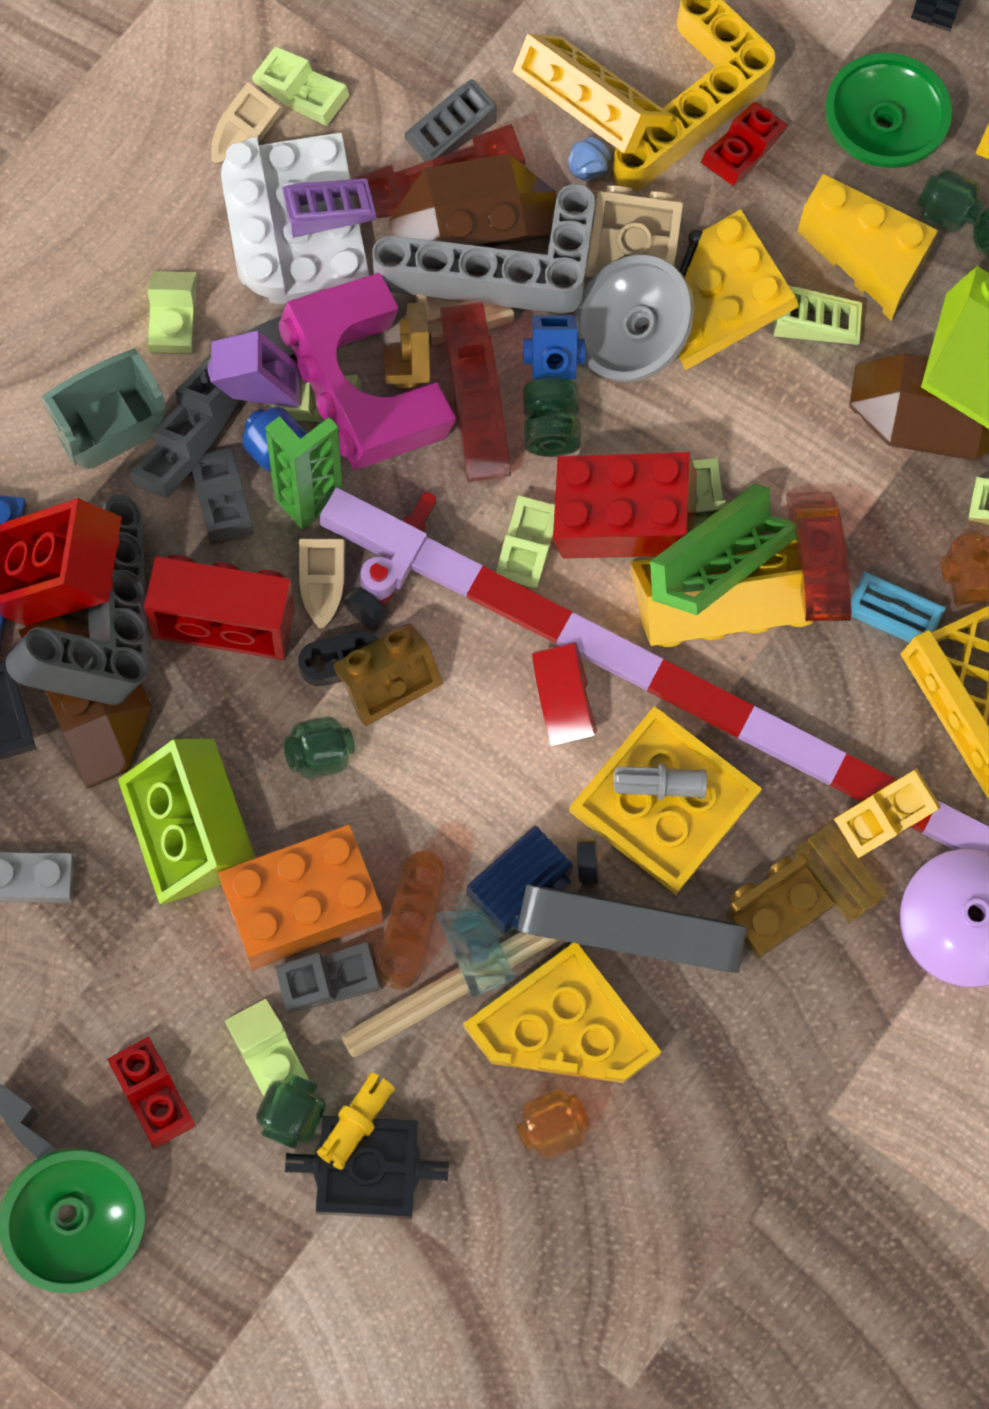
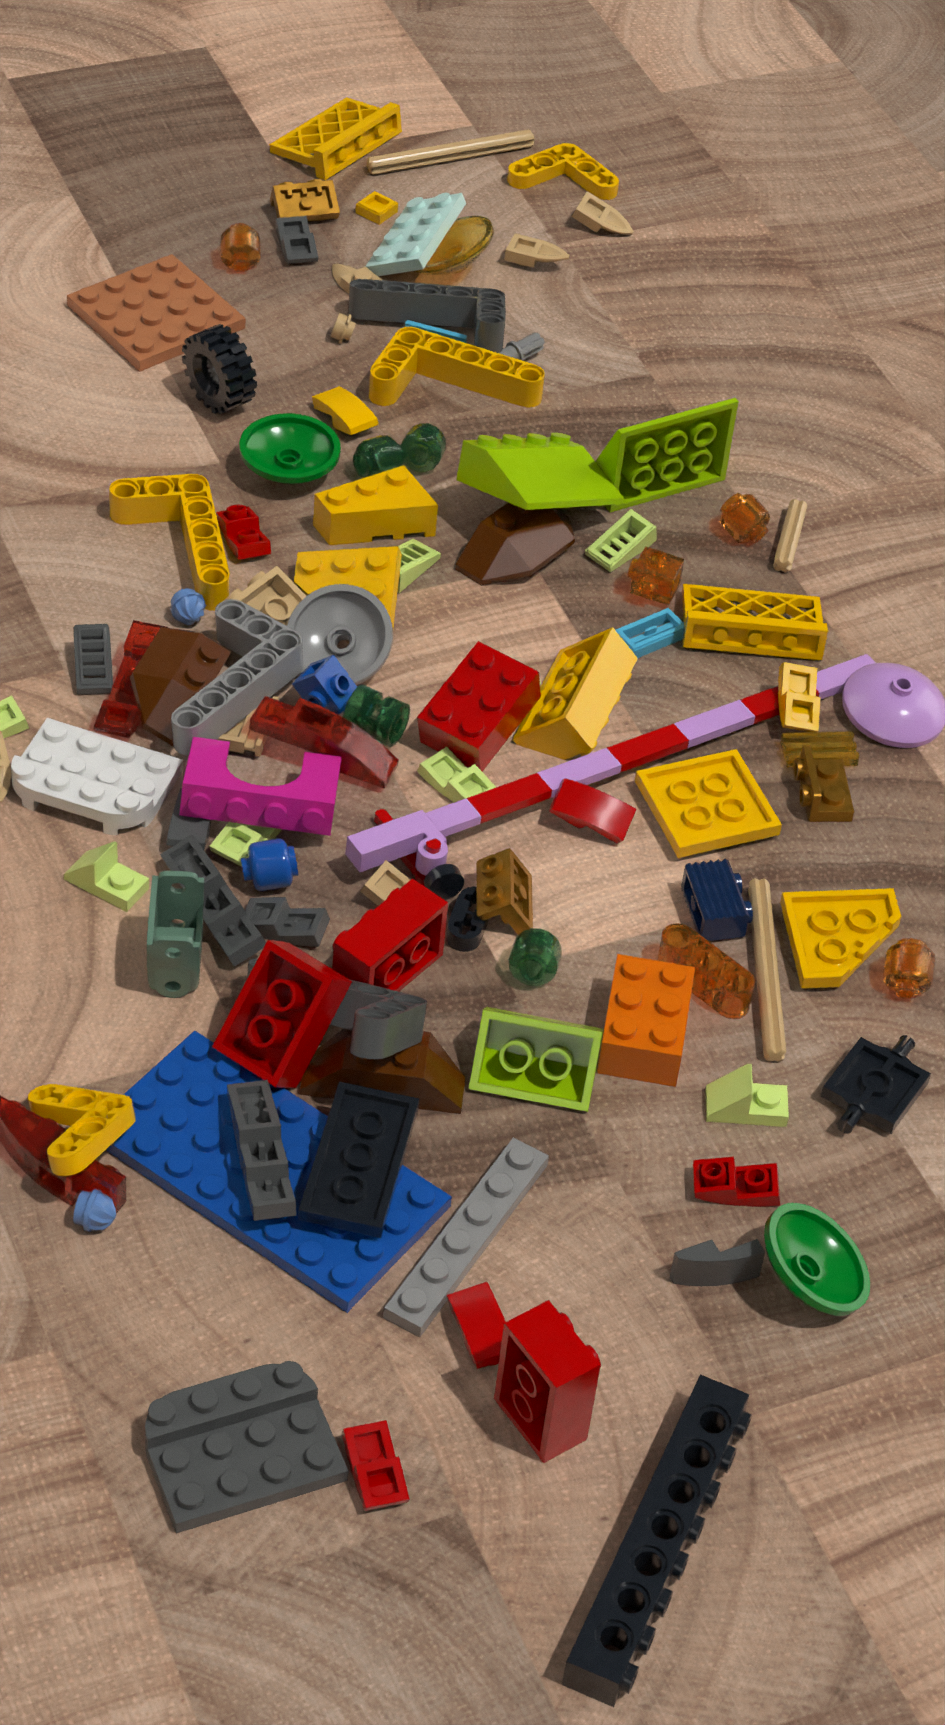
camera: 60 degrees left, 25 degrees down
(254, 370) = (217, 831): medium lavender slope -> none
(290, 1111) = (809, 1100): clear green head -> none
(304, 468) = (330, 834): bright green fence -> none
(318, 221) = (115, 748): medium lavender slope -> none
(328, 977) = (715, 1039): dark grey slope -> none
(356, 1120) = (843, 1062): yellow pin -> none
(409, 363) = (267, 749): pearl gold bracket -> none
(475, 950) = (759, 944): clear light blue slope -> none
(587, 861) = (724, 850): black tile -> none
(588, 91) = (142, 574): yellow fence -> none
(632, 928) = (796, 854): dark grey beam -> none
(660, 781) = (701, 786): light grey axle -> none
(712, 549) = (558, 678): bright green fence -> none
(821, 556) = (624, 627): clear red slope -> none

